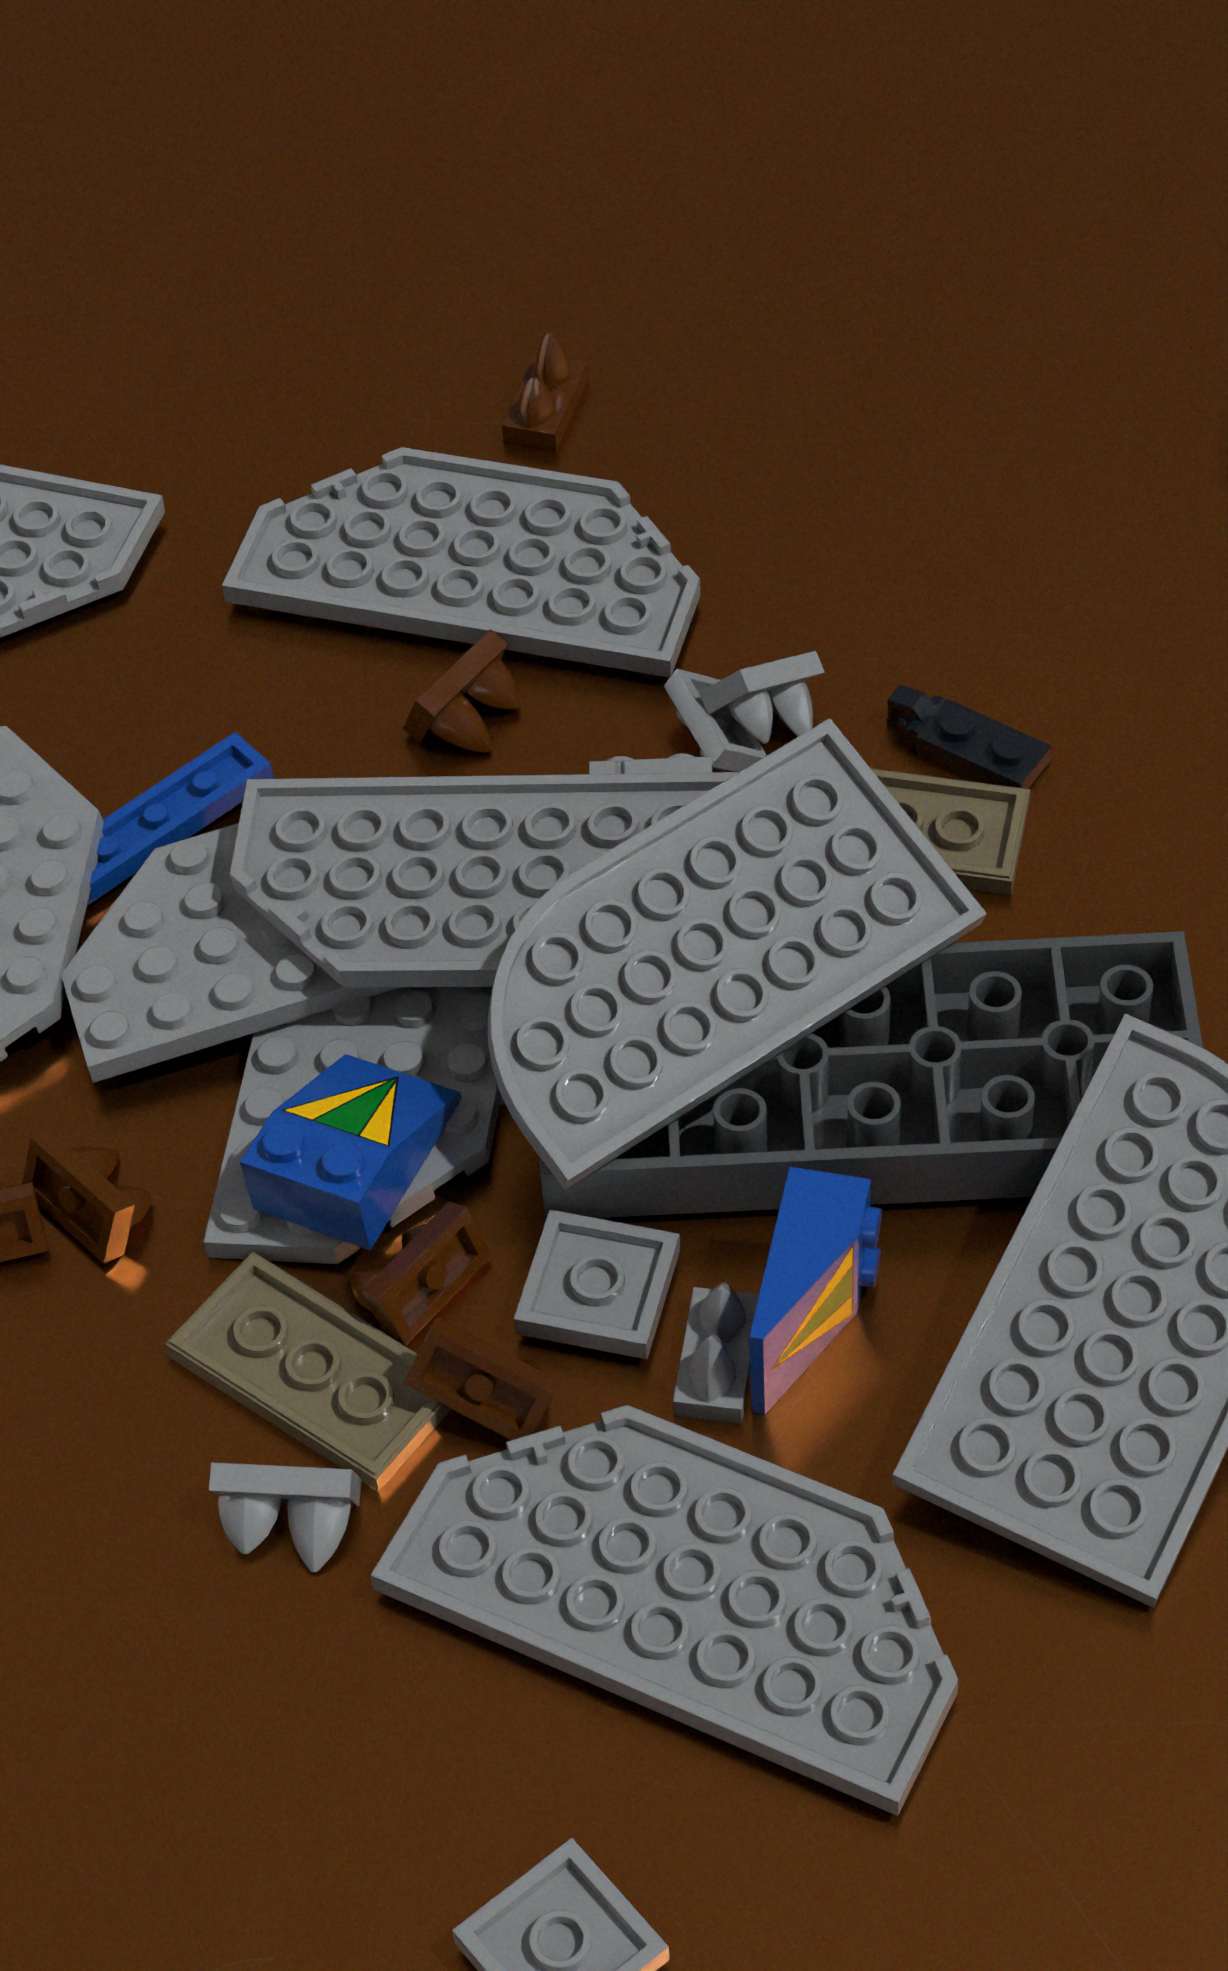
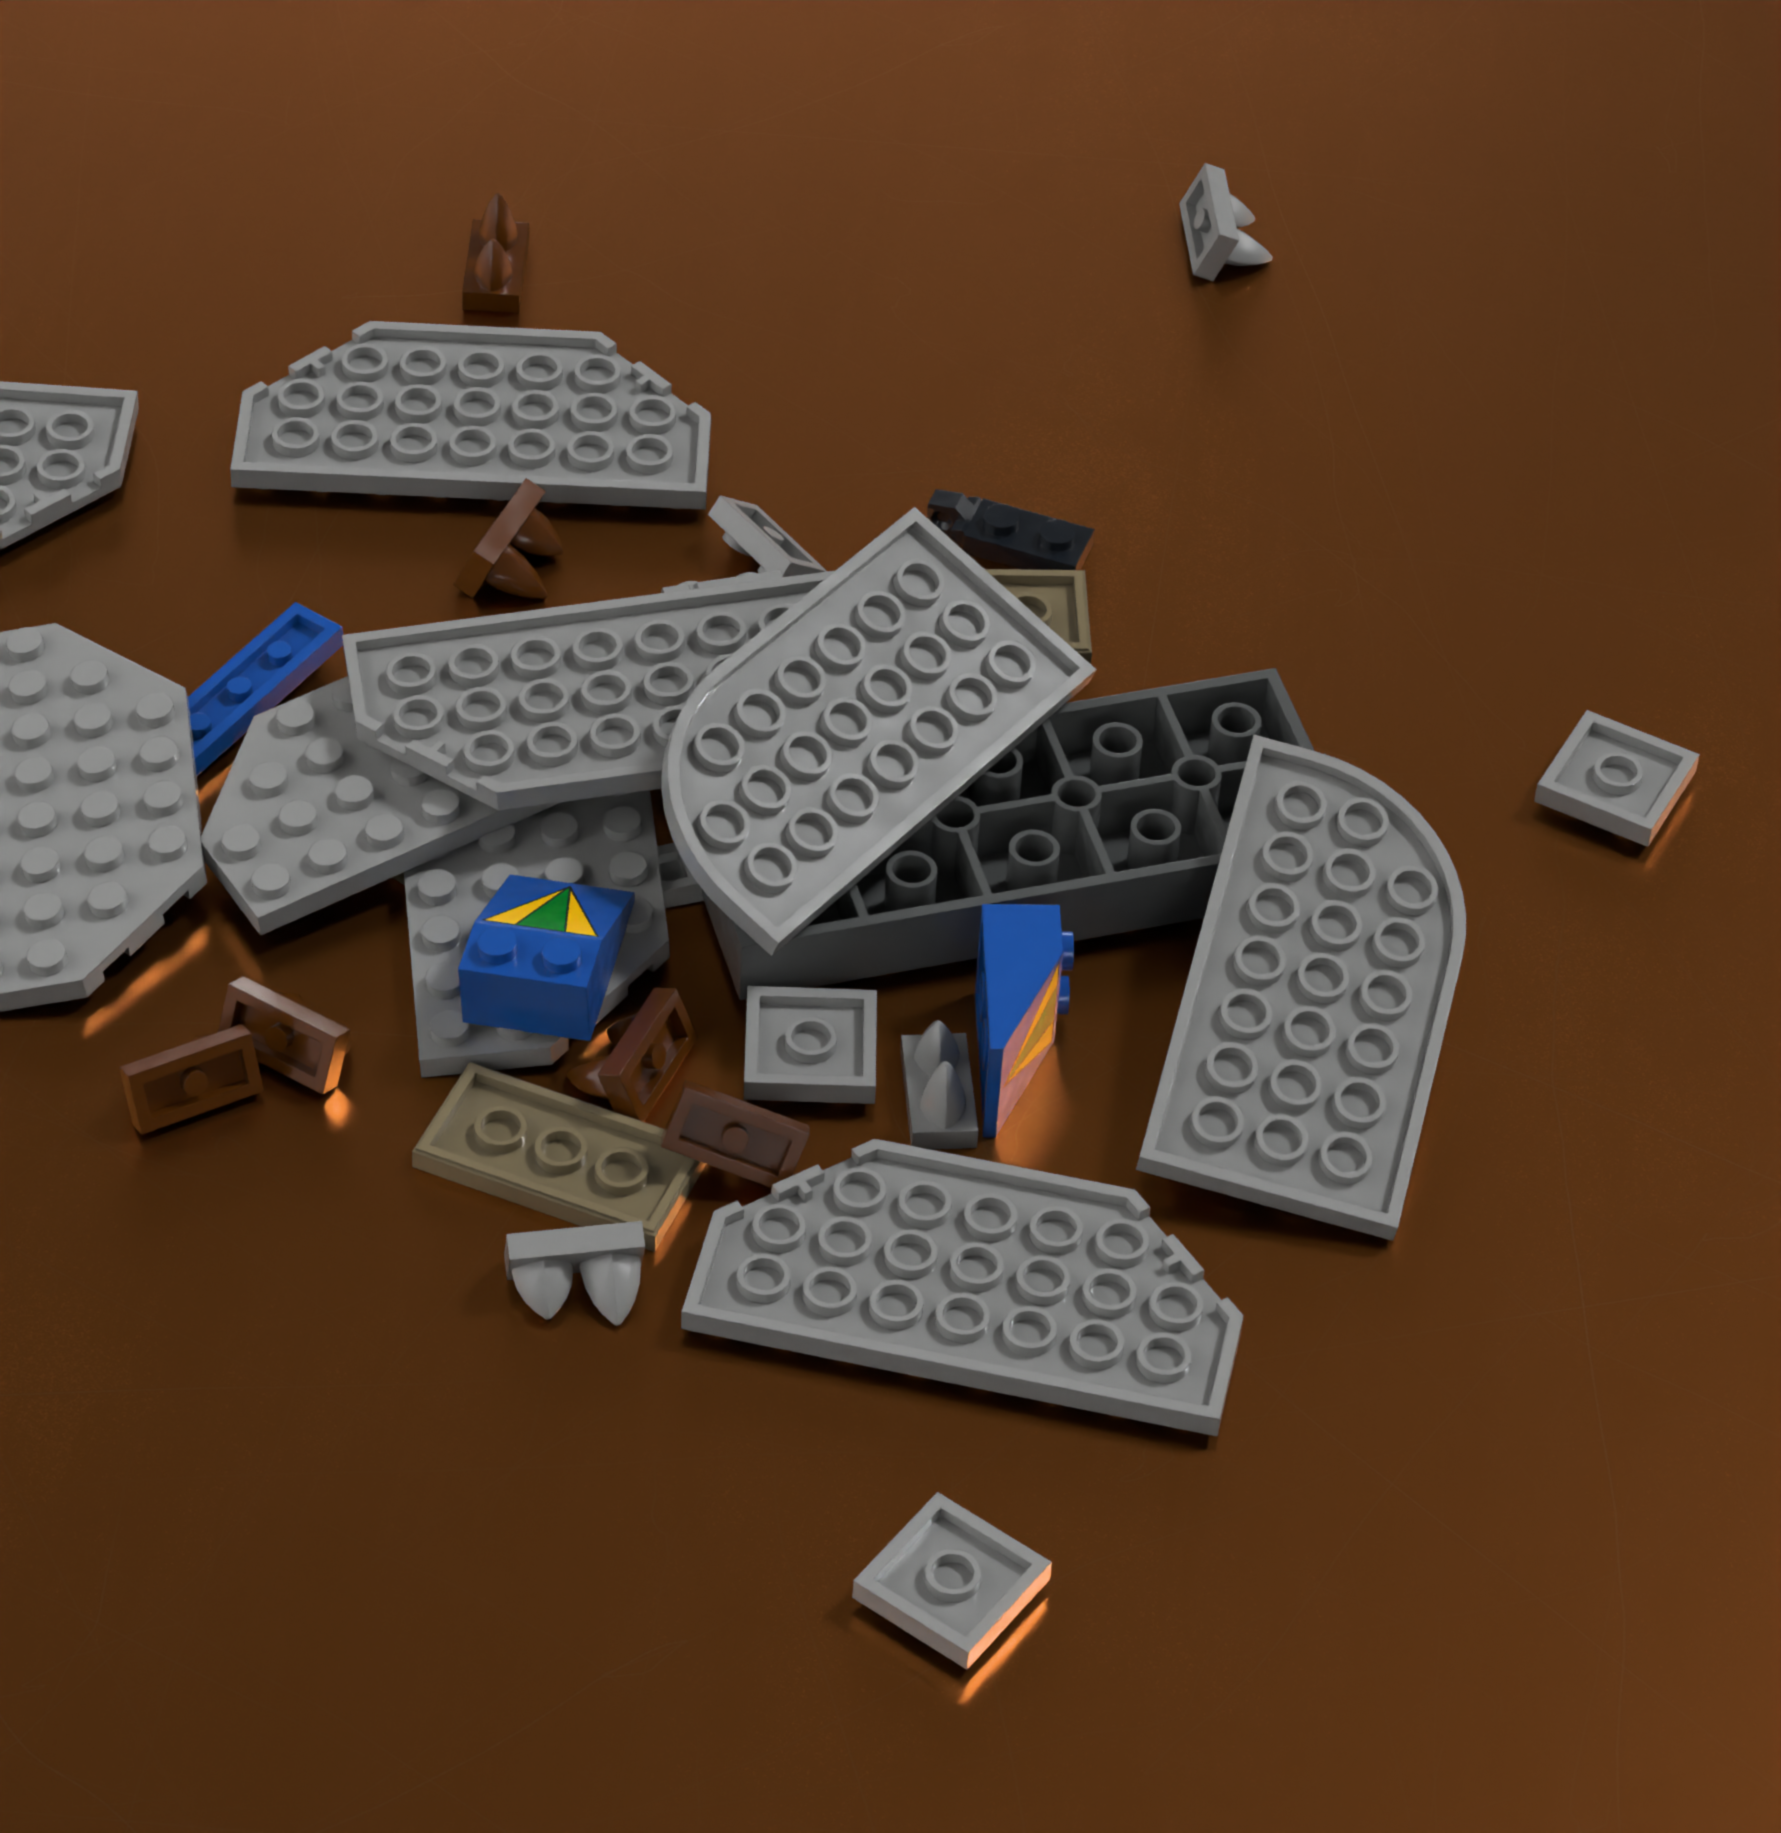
camera: 20 degrees left, 5 degrees down
(766, 688) = (814, 511): light grey tile -> none

